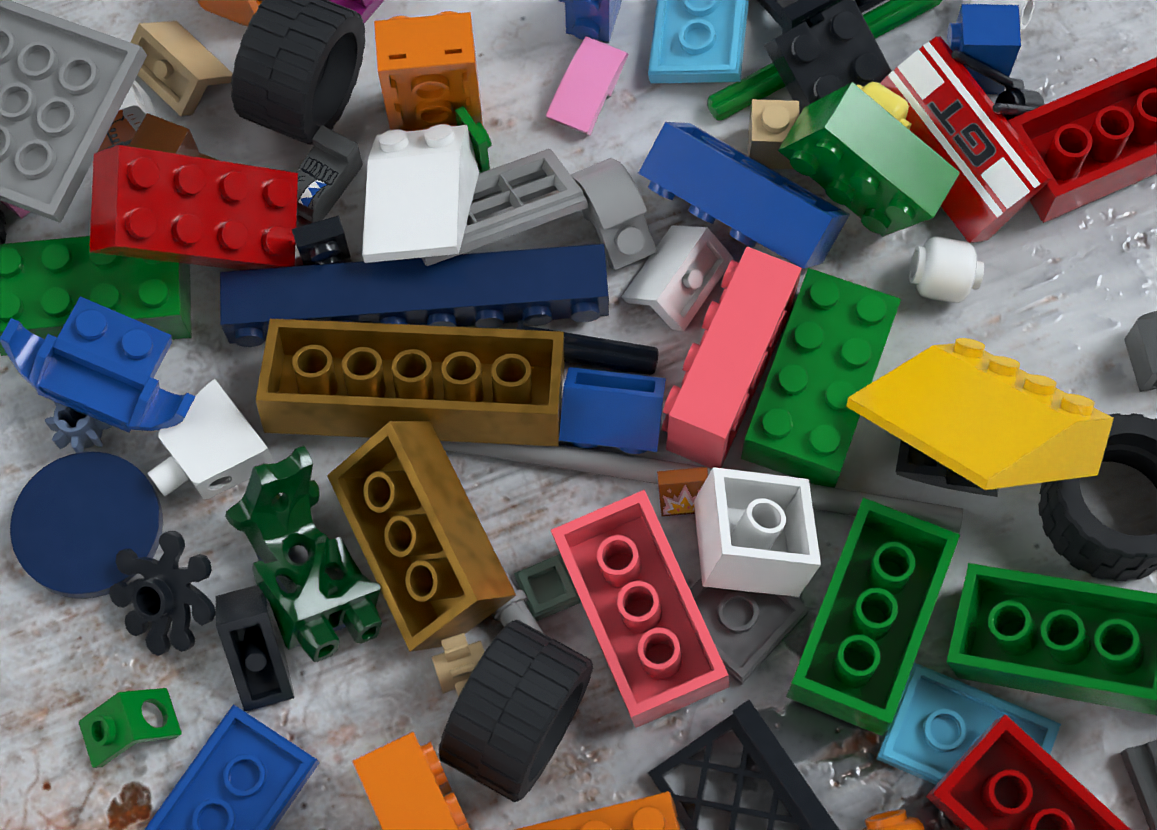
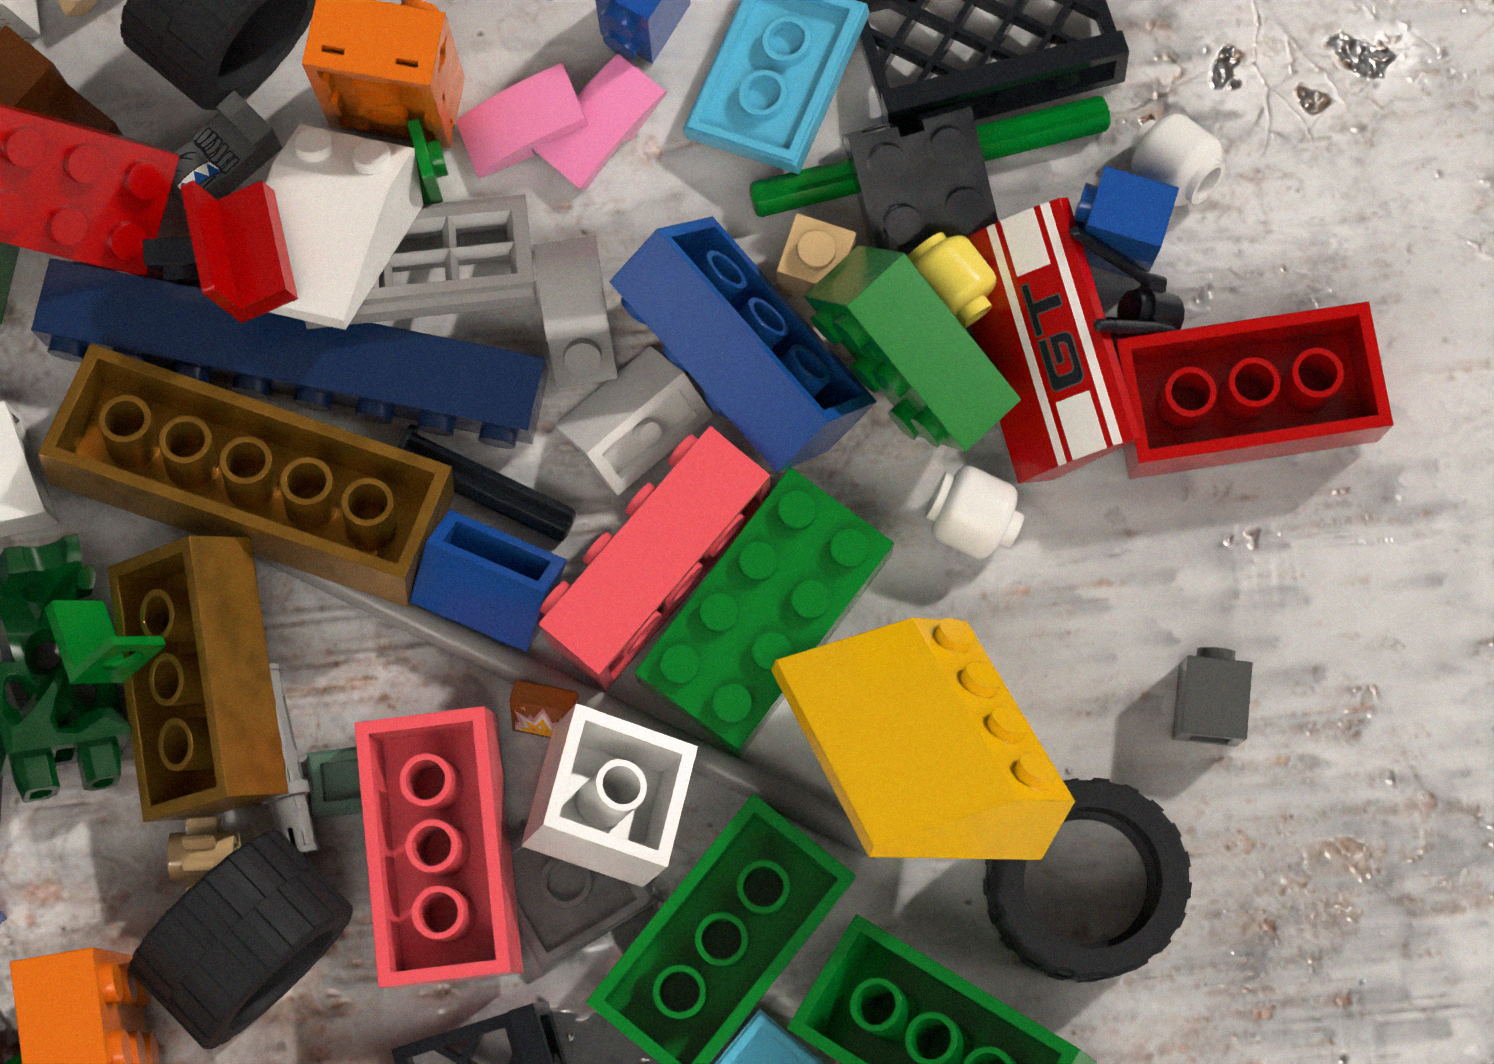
camera: 15 degrees right, 10 degrees up
(335, 533) = (90, 644): none -> green bracket
(368, 217) = (240, 249): none -> red panel
(529, 96) = (519, 119): none -> bright pink slope

